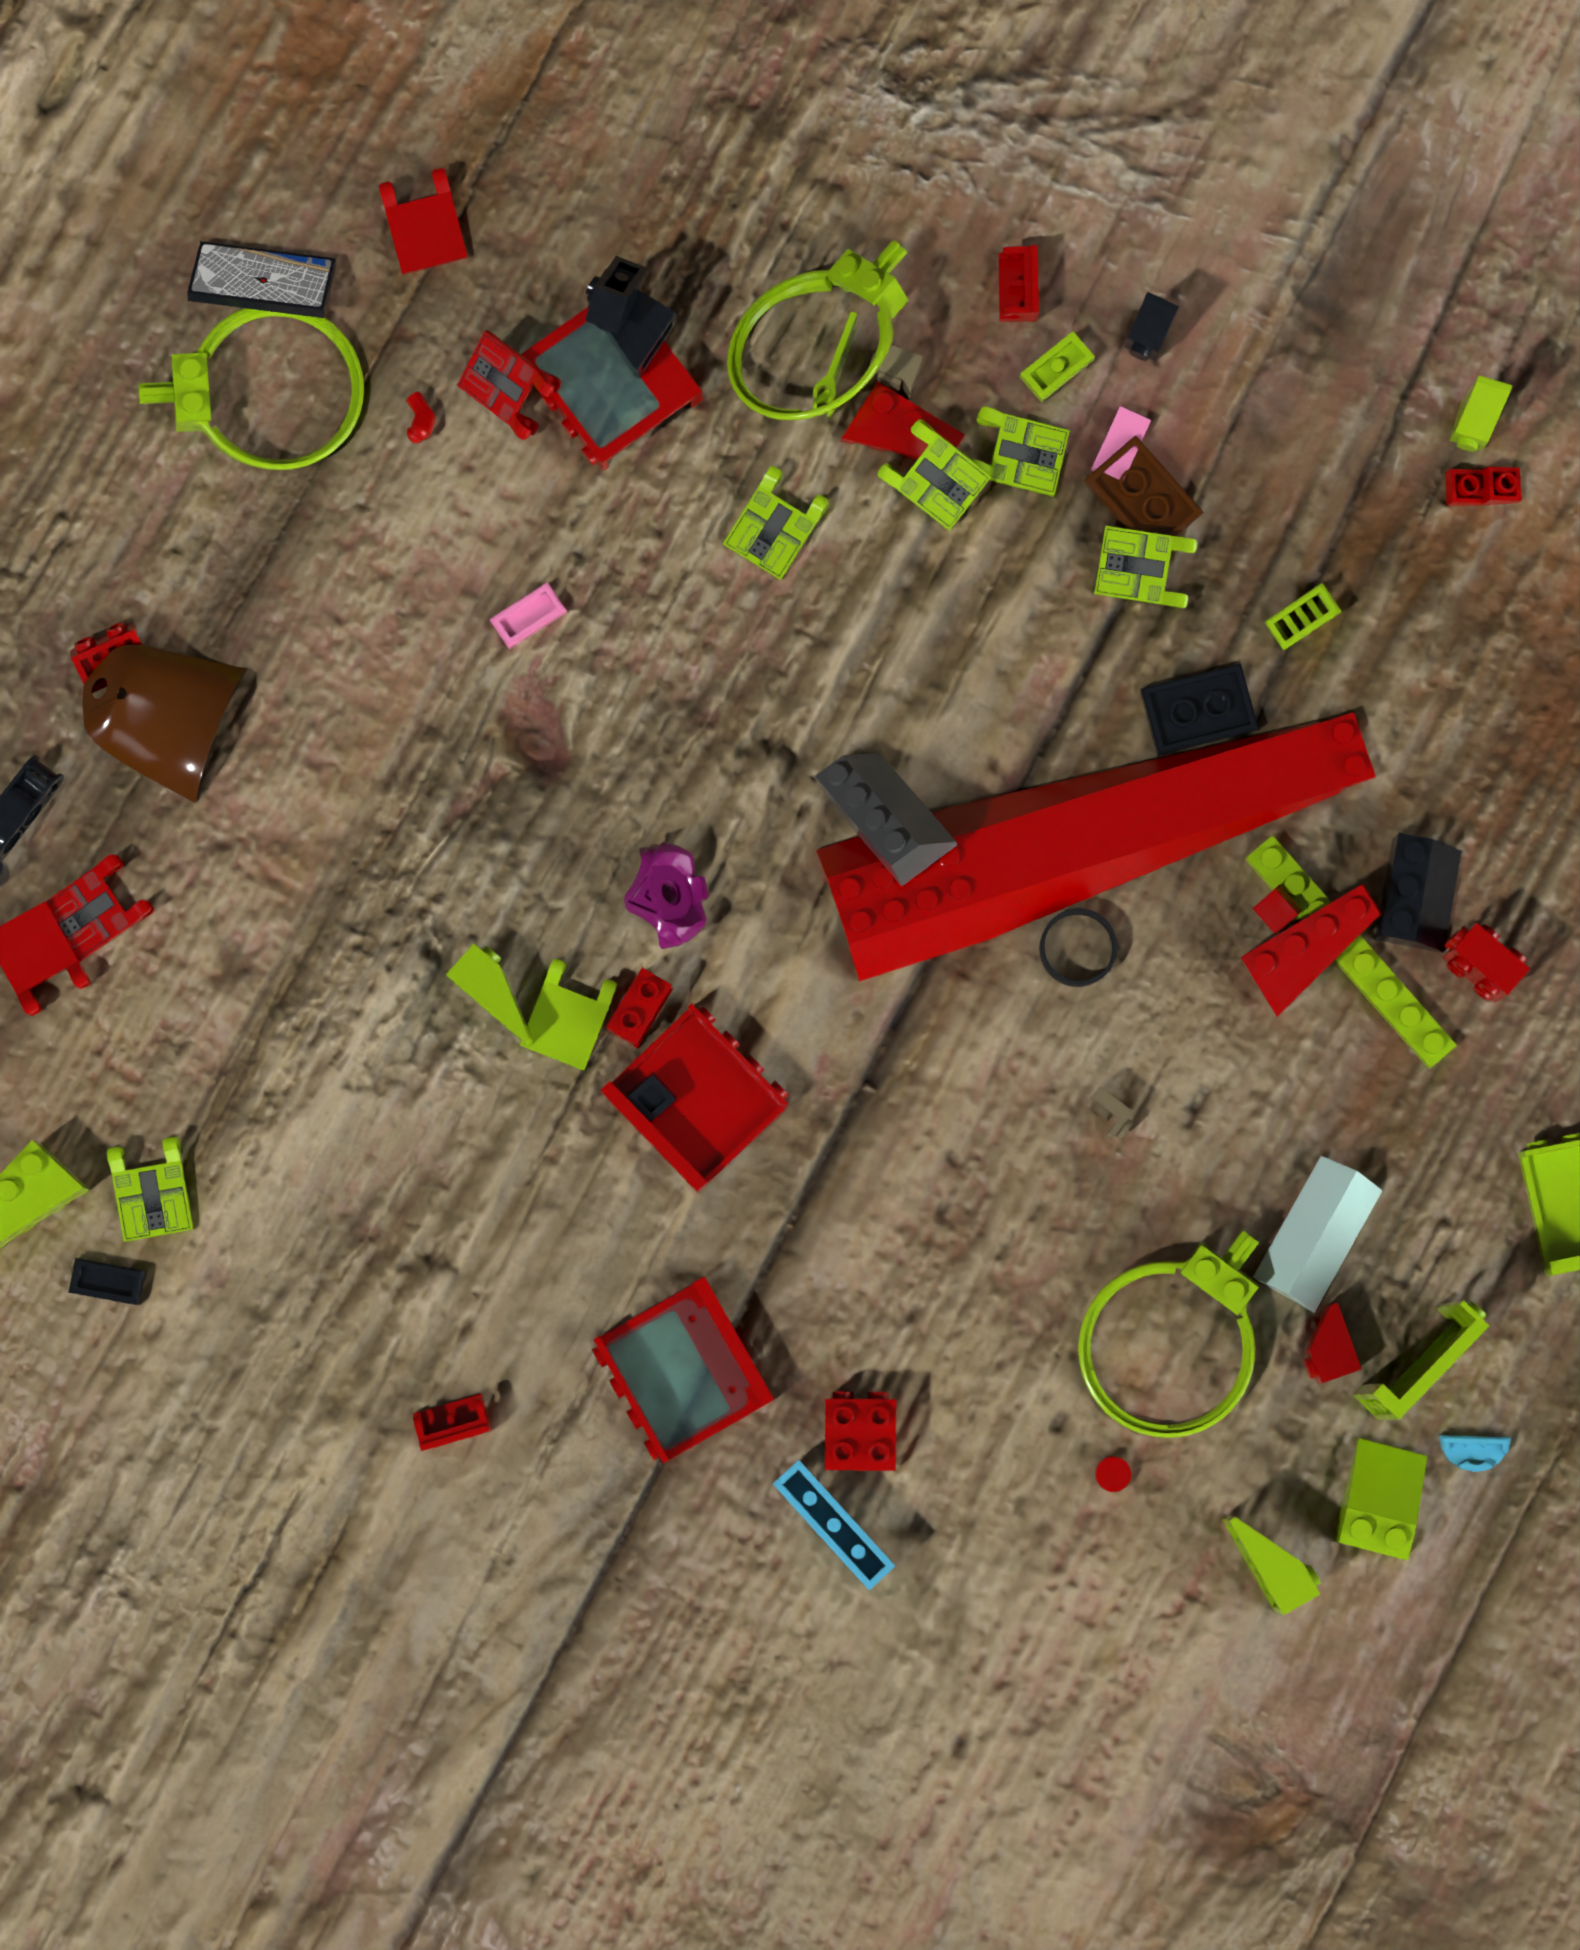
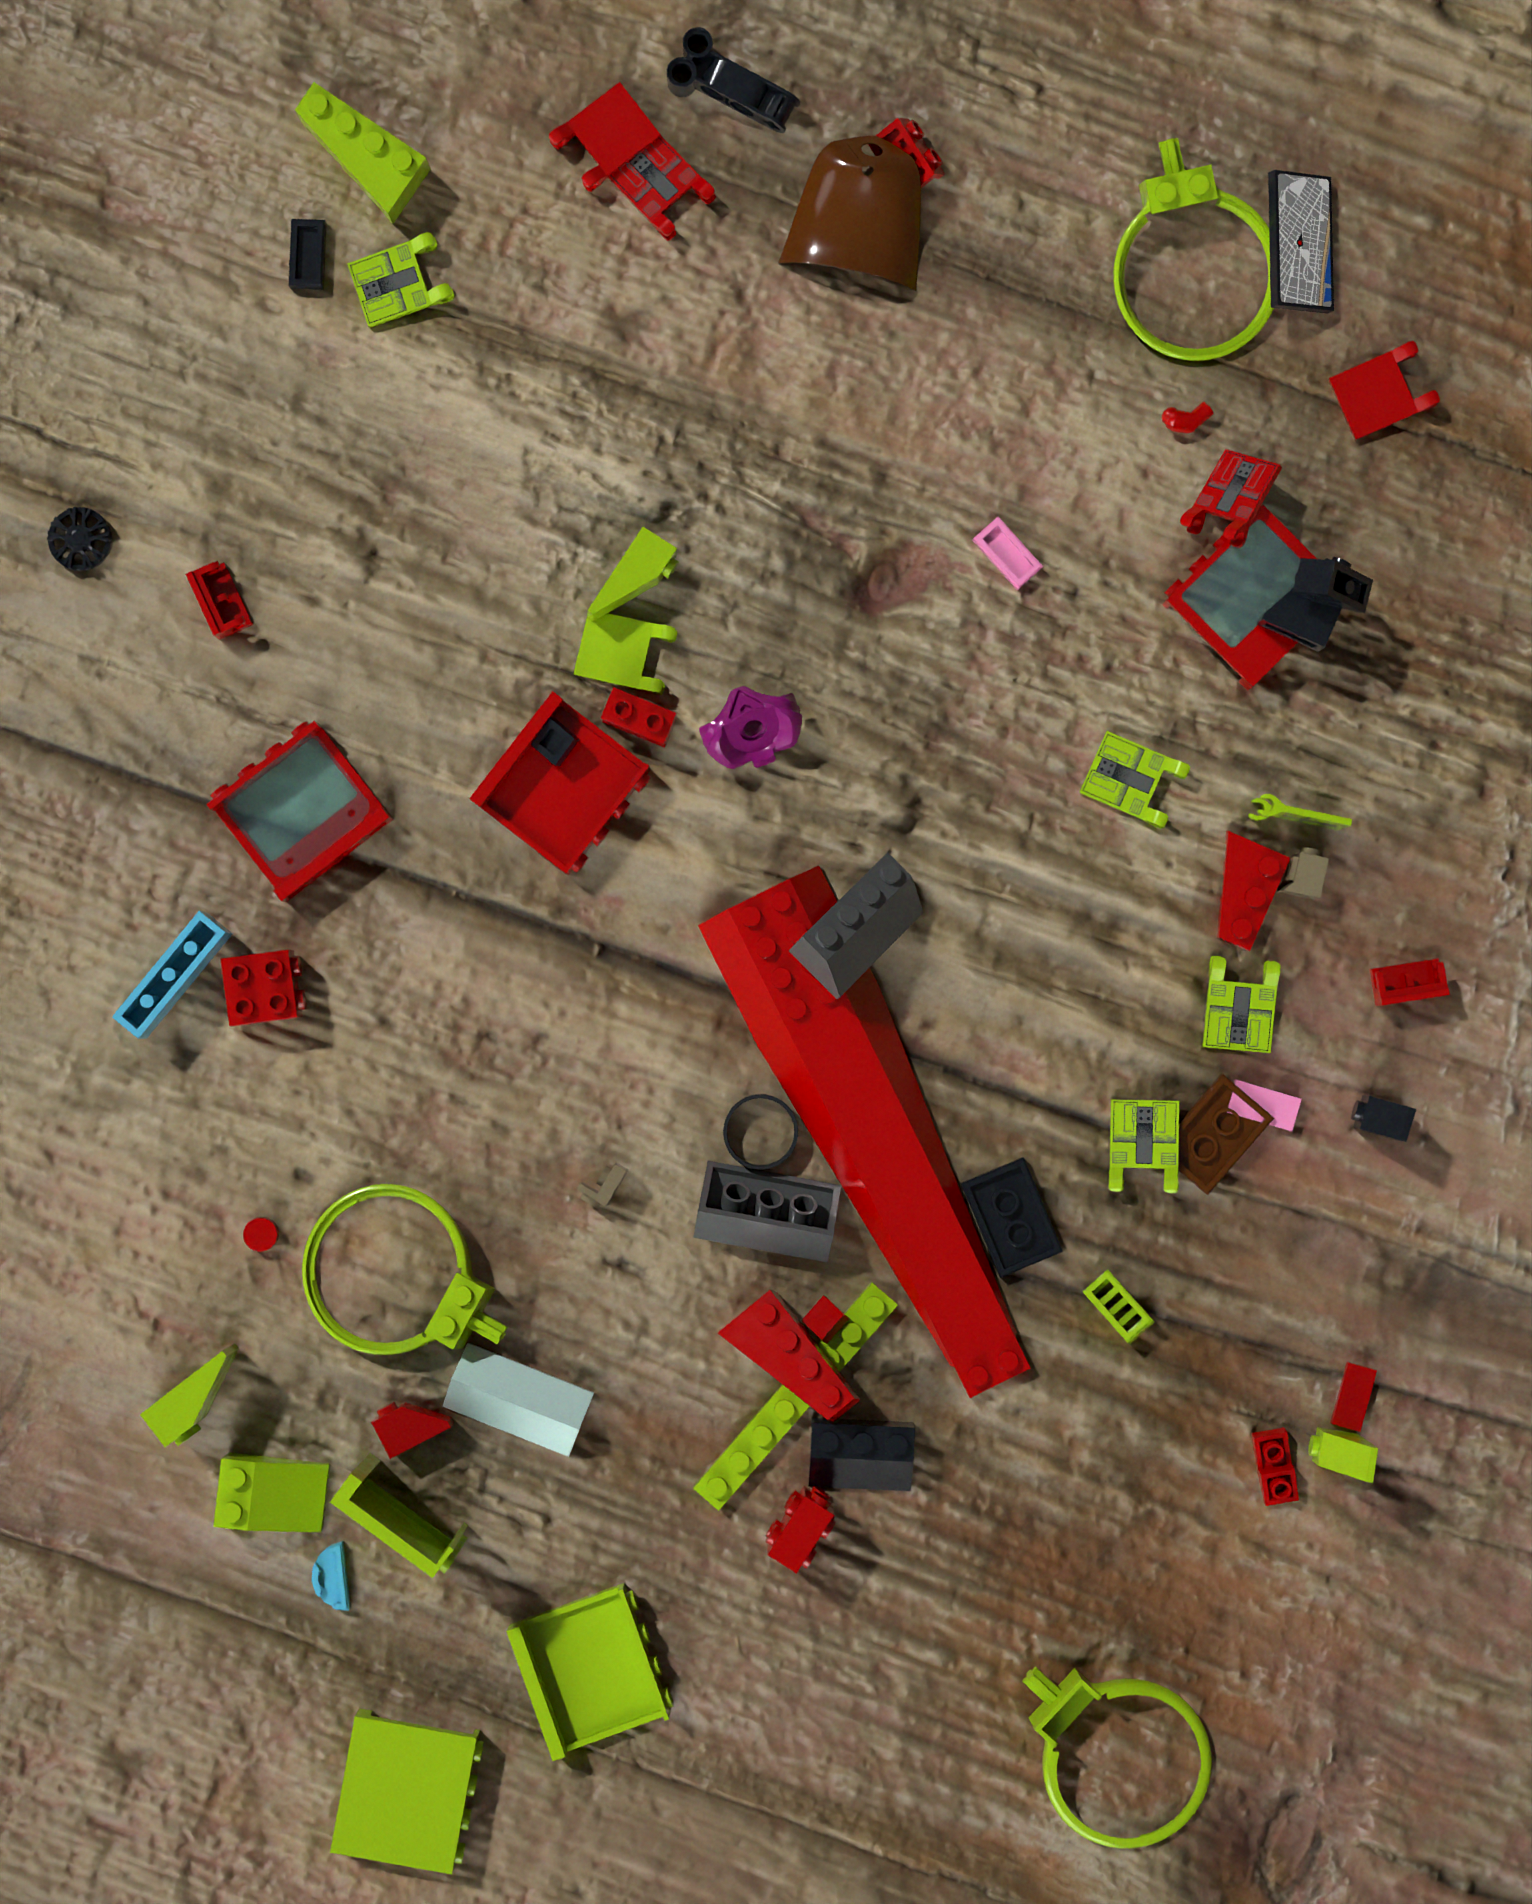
camera: 85 degrees right, 5 degrees up
(365, 1561) = (79, 538): none -> black wheel
(851, 274) = (1391, 821): lime brick -> none
(940, 480) = (1200, 933): lime flag -> none
(1057, 366) = (1331, 1031): lime plate -> none
(1160, 951) = (767, 1211): none -> dark grey slope
(1423, 400) = (1353, 1396): none -> red piece

